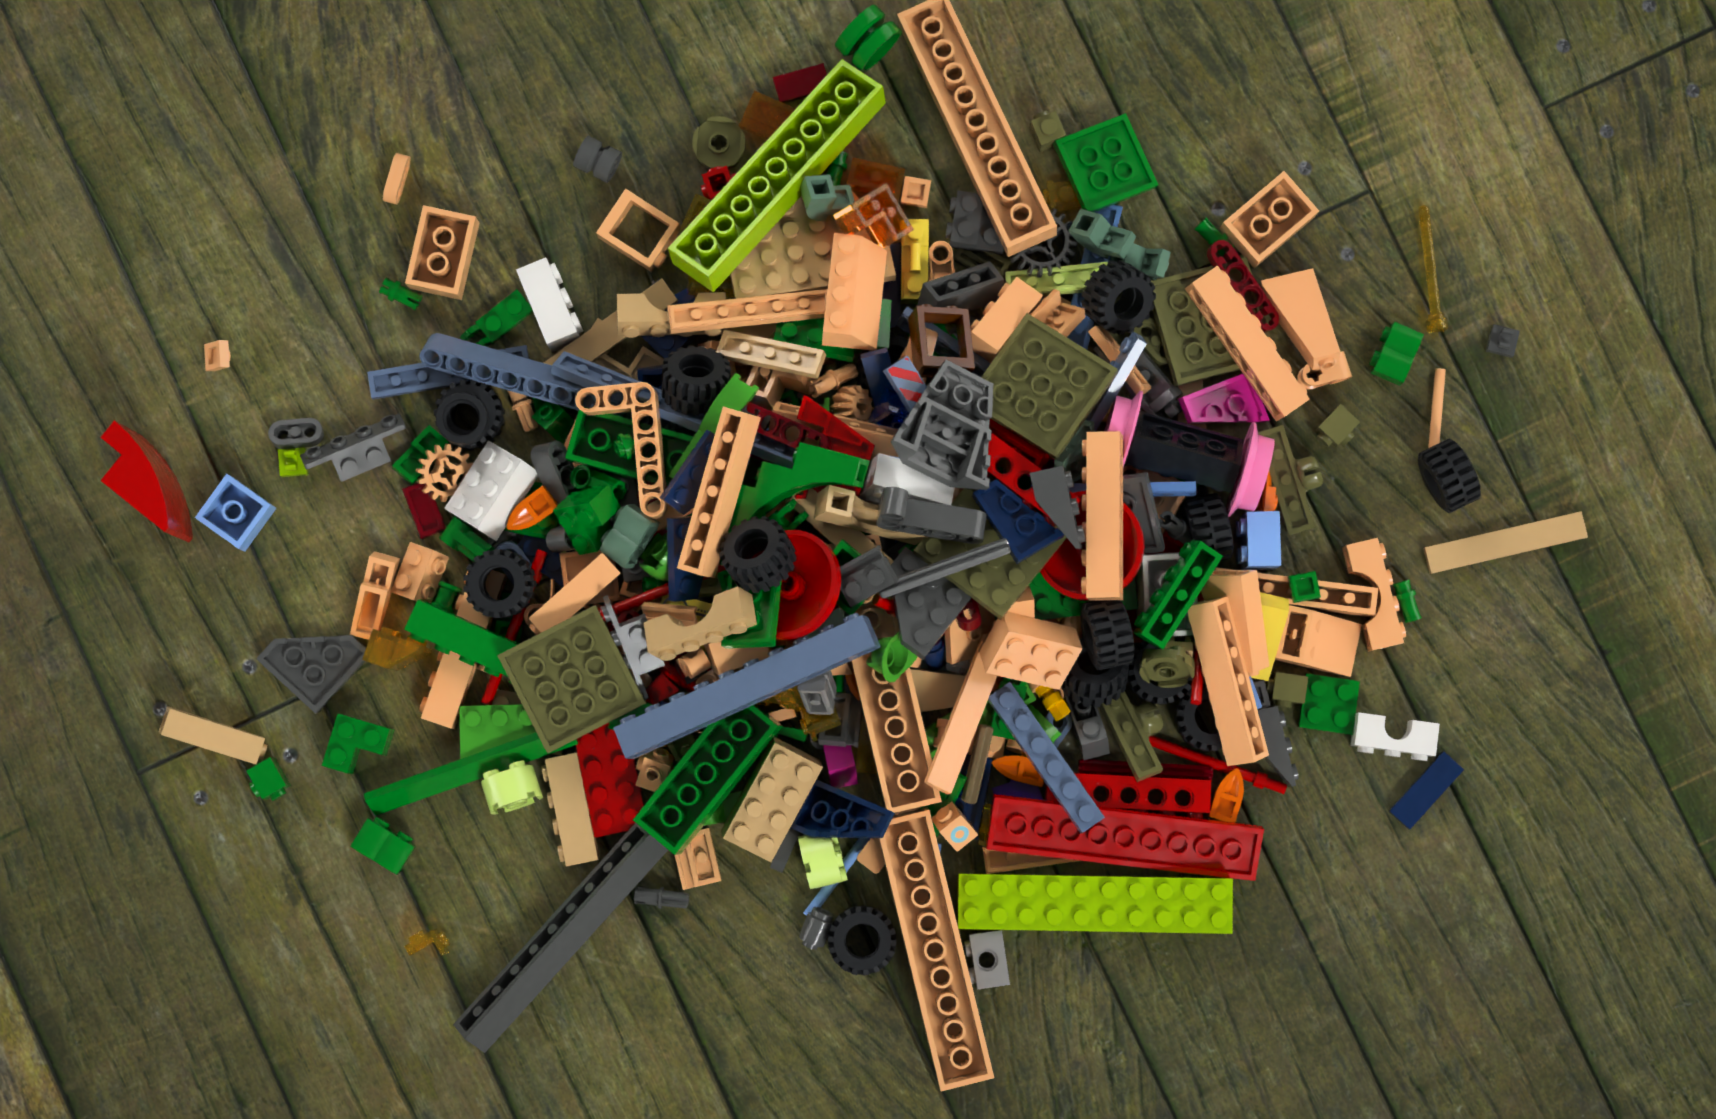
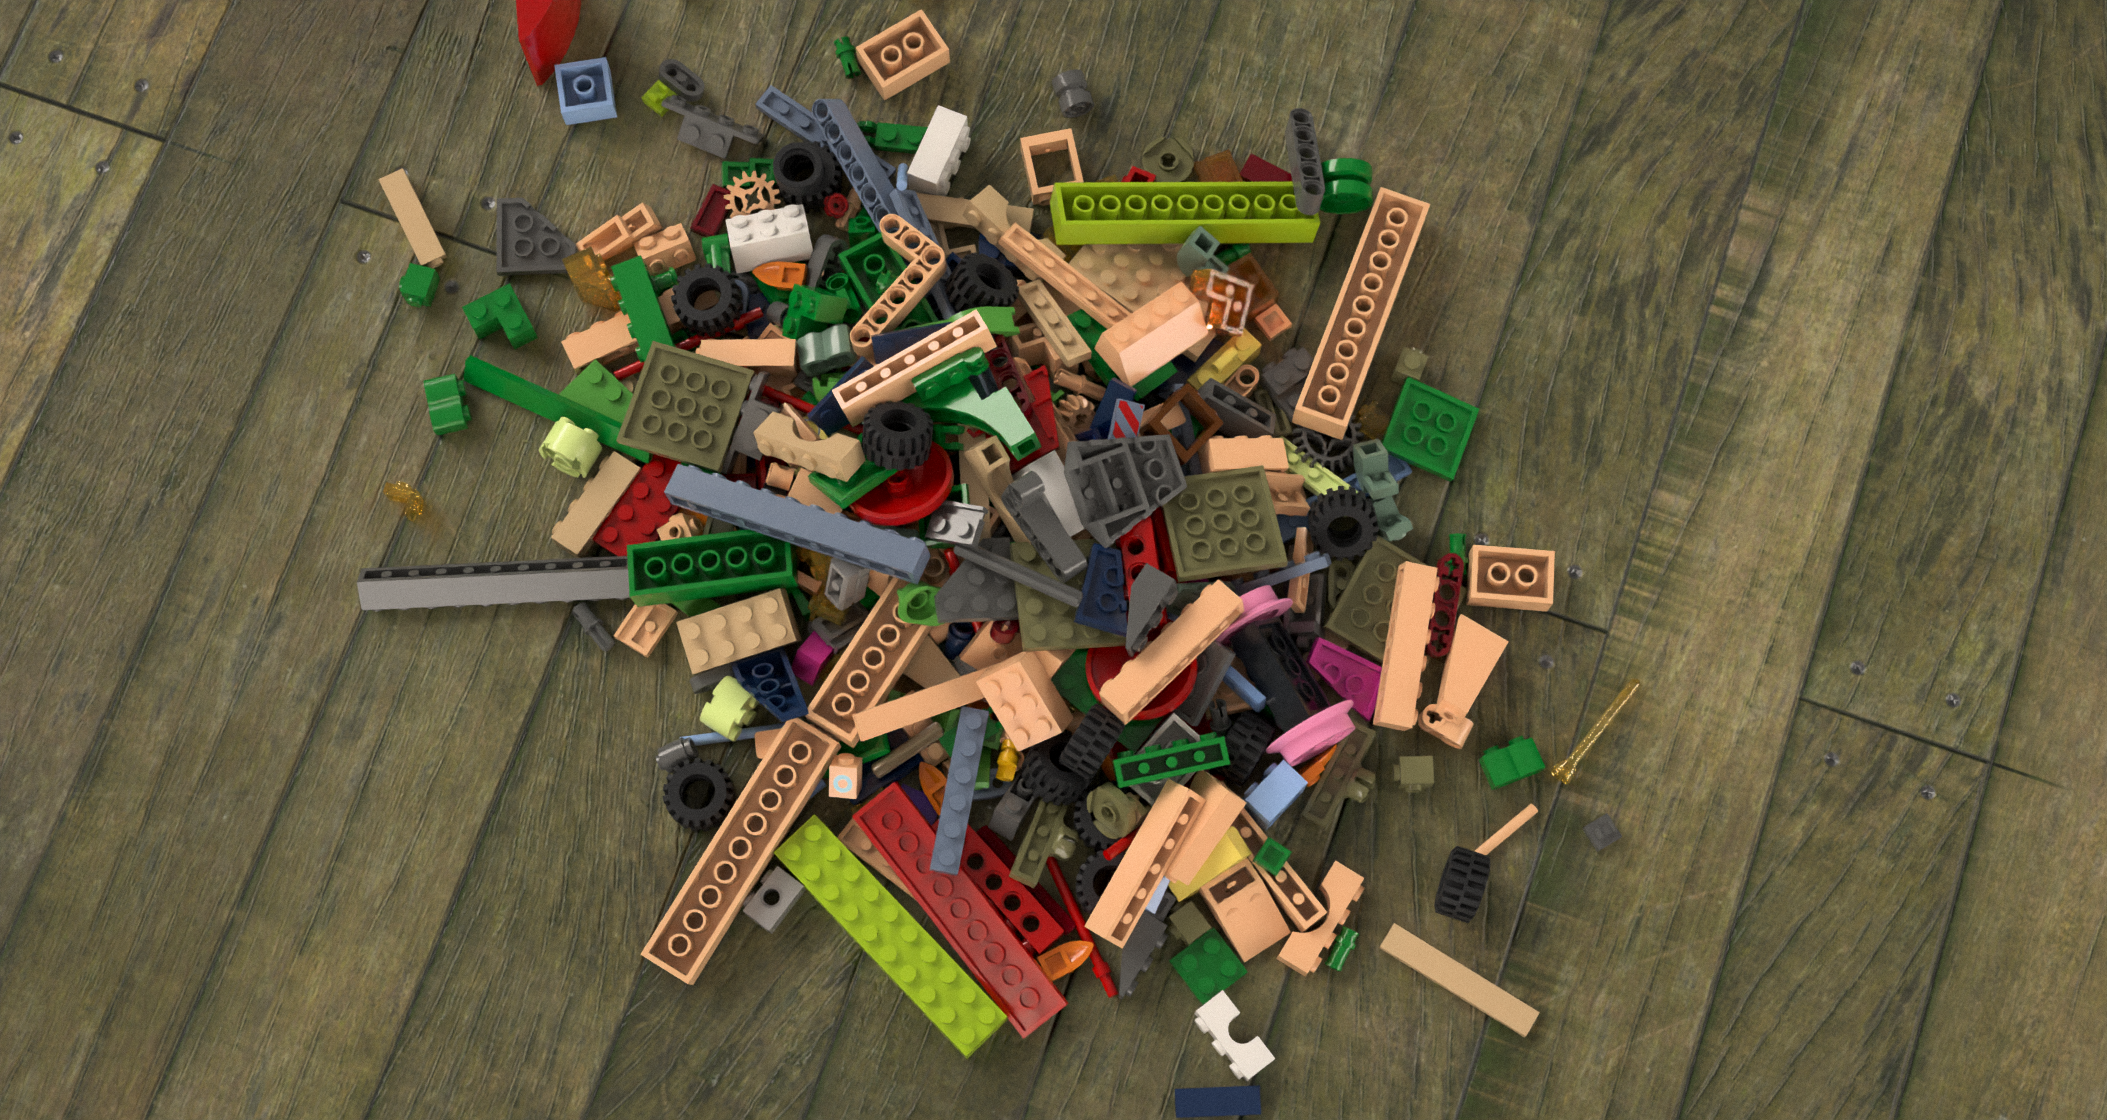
camera: 45 degrees right, 10 degrees down
(518, 412) = (839, 199): none -> red plate
(542, 348) = (902, 177): none -> light blue bar
(749, 470) = (950, 372): none -> green hinge
(823, 48) = (1304, 161): none -> dark grey beam

